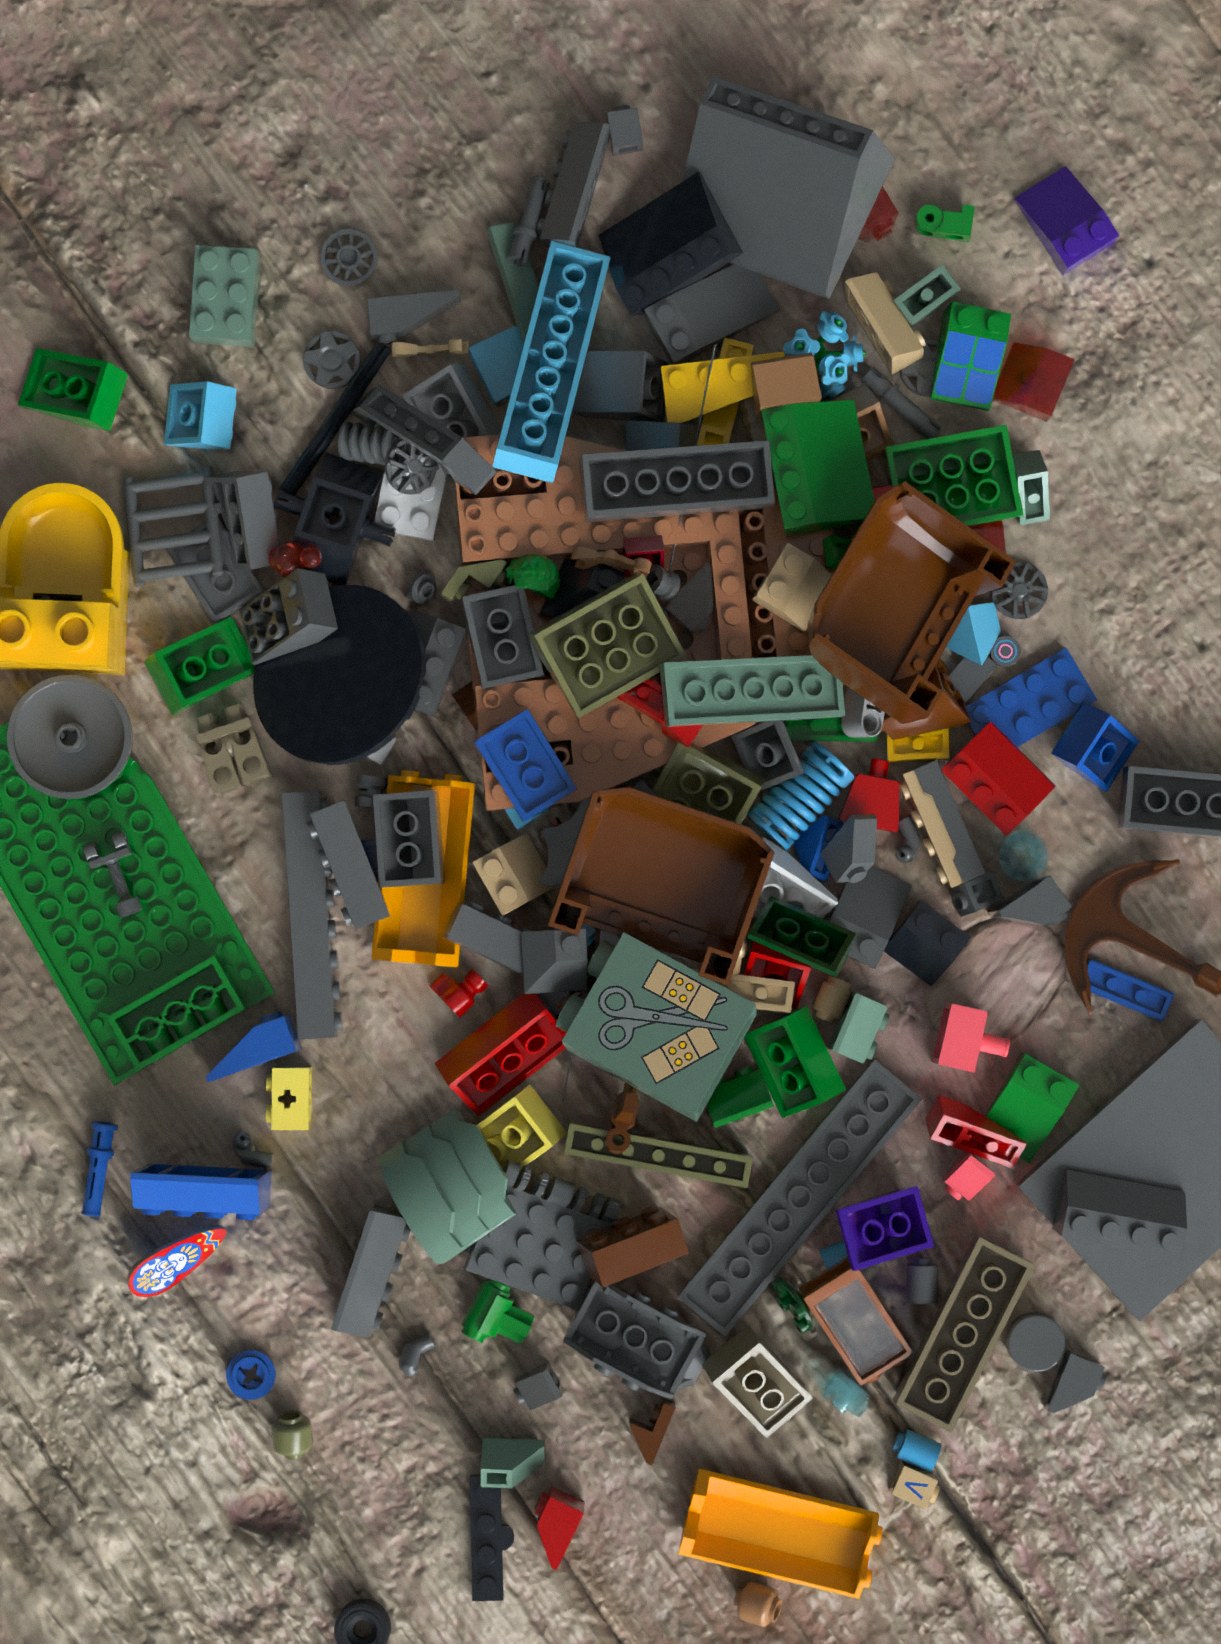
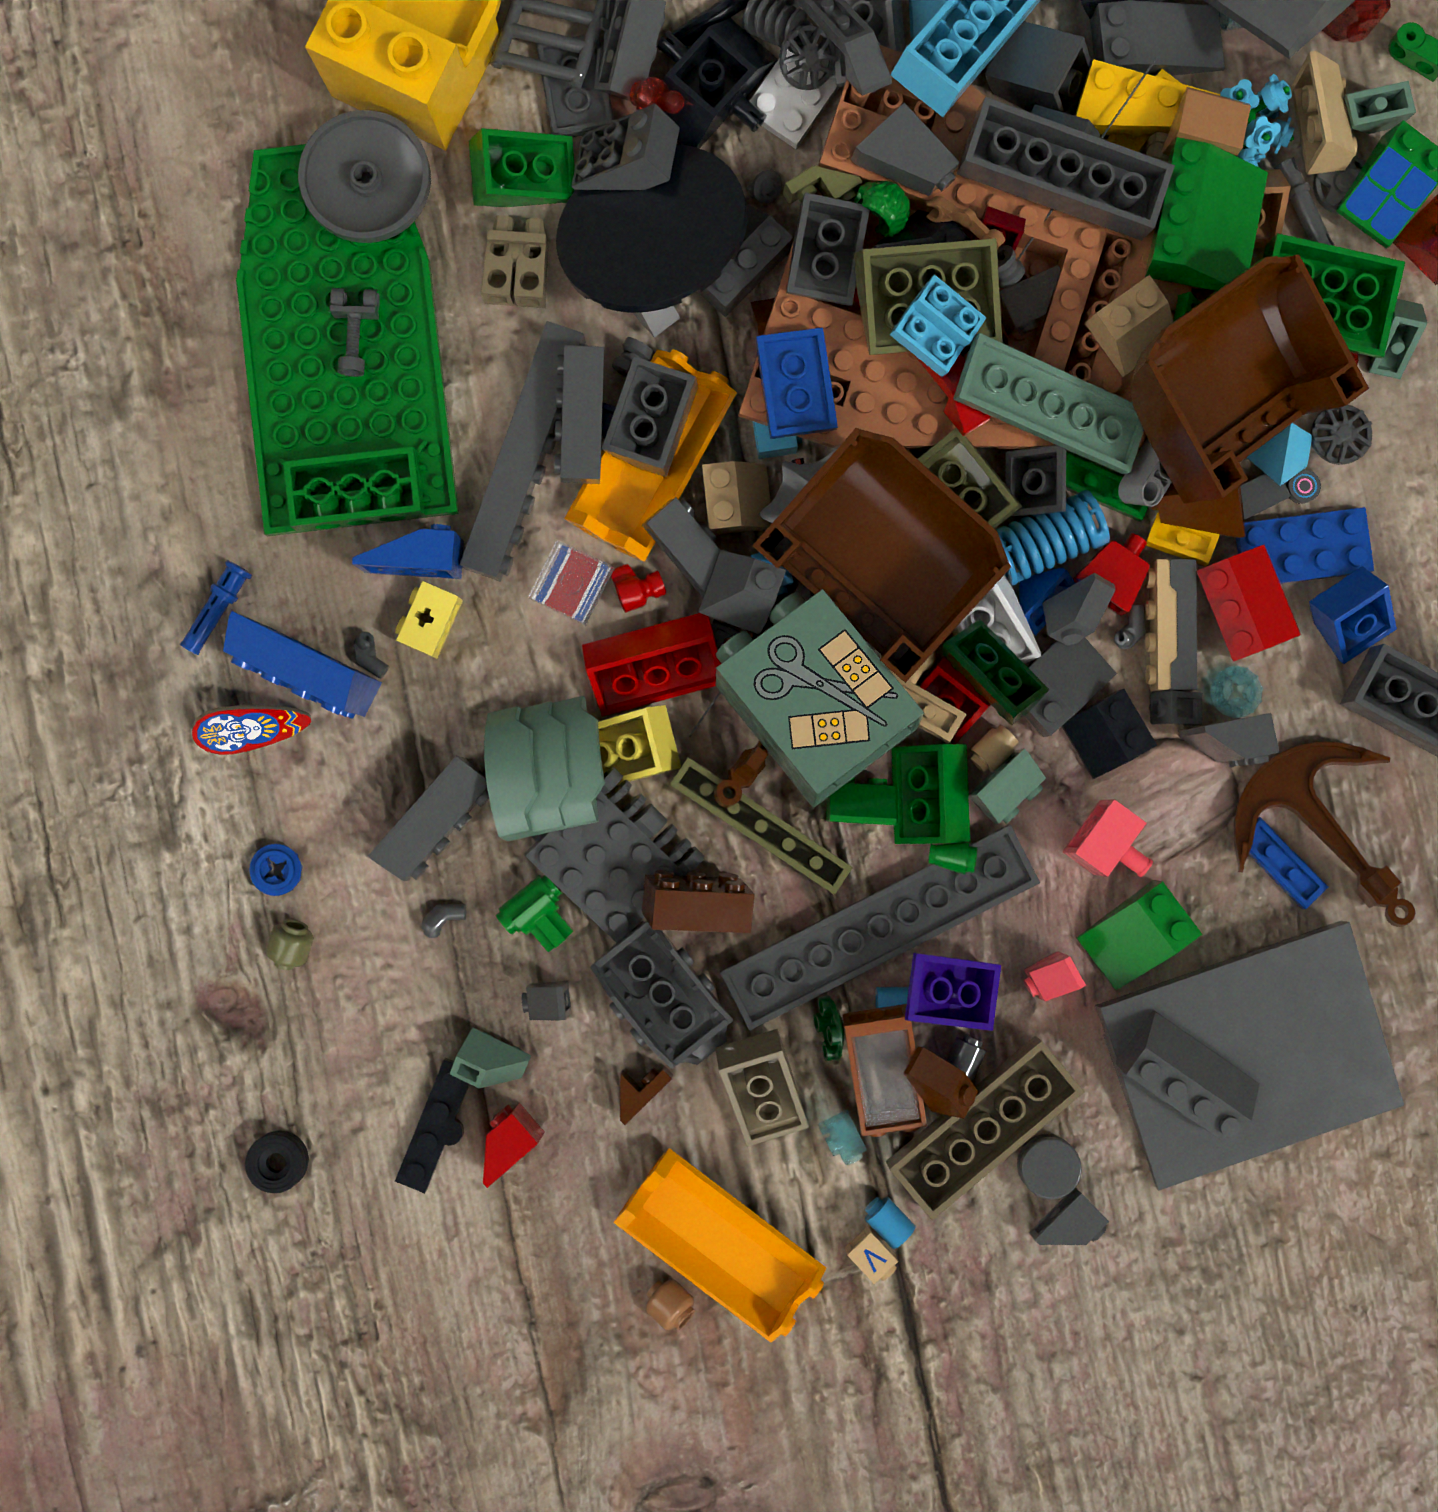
camera: 25 degrees right, 0 degrees up
(401, 1011) = (571, 582): none -> clear tile
(536, 526) = (907, 153): none -> dark grey slope
(625, 669) = (938, 325): none -> medium azure slope
(837, 1109) = (954, 857): none -> green cone
(907, 1312) = (940, 1084): none -> reddish brown slope
(972, 1132) = (1076, 936): red slope -> none

